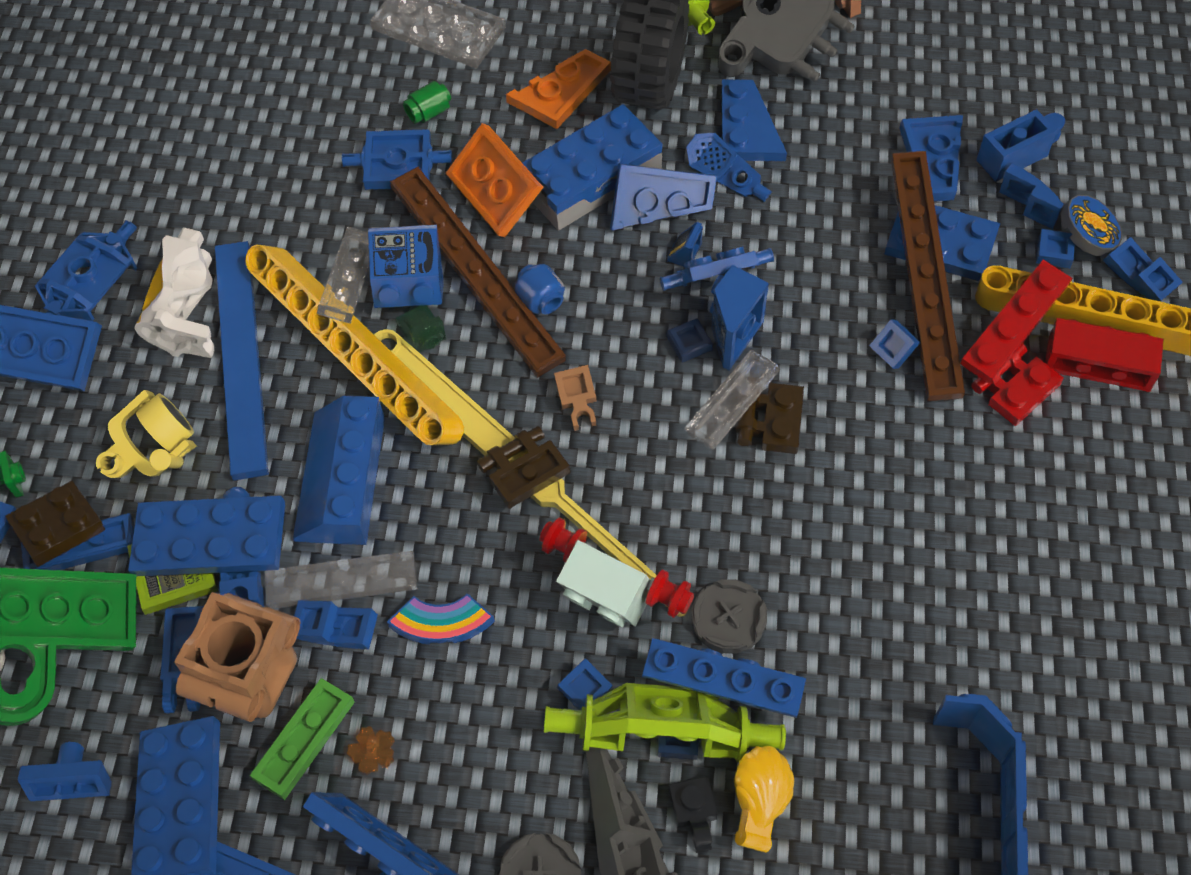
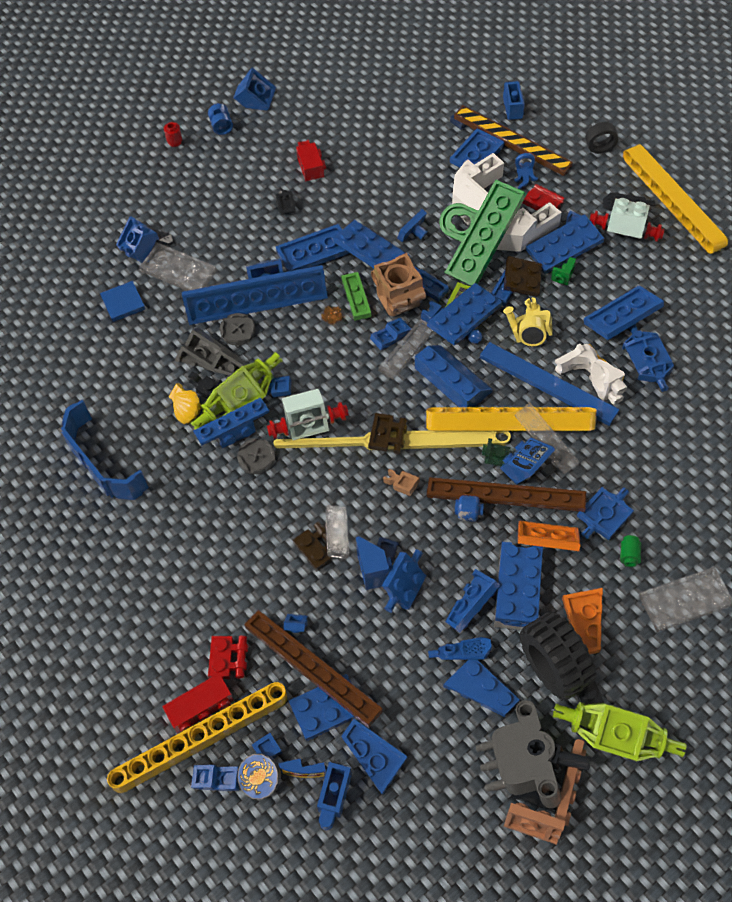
camera: 135 degrees right, 0 degrees up
(440, 623) = (355, 365): tile -> none
(686, 245) = (434, 590): blue slope -> none
(1016, 321) = (247, 674): red plate -> none

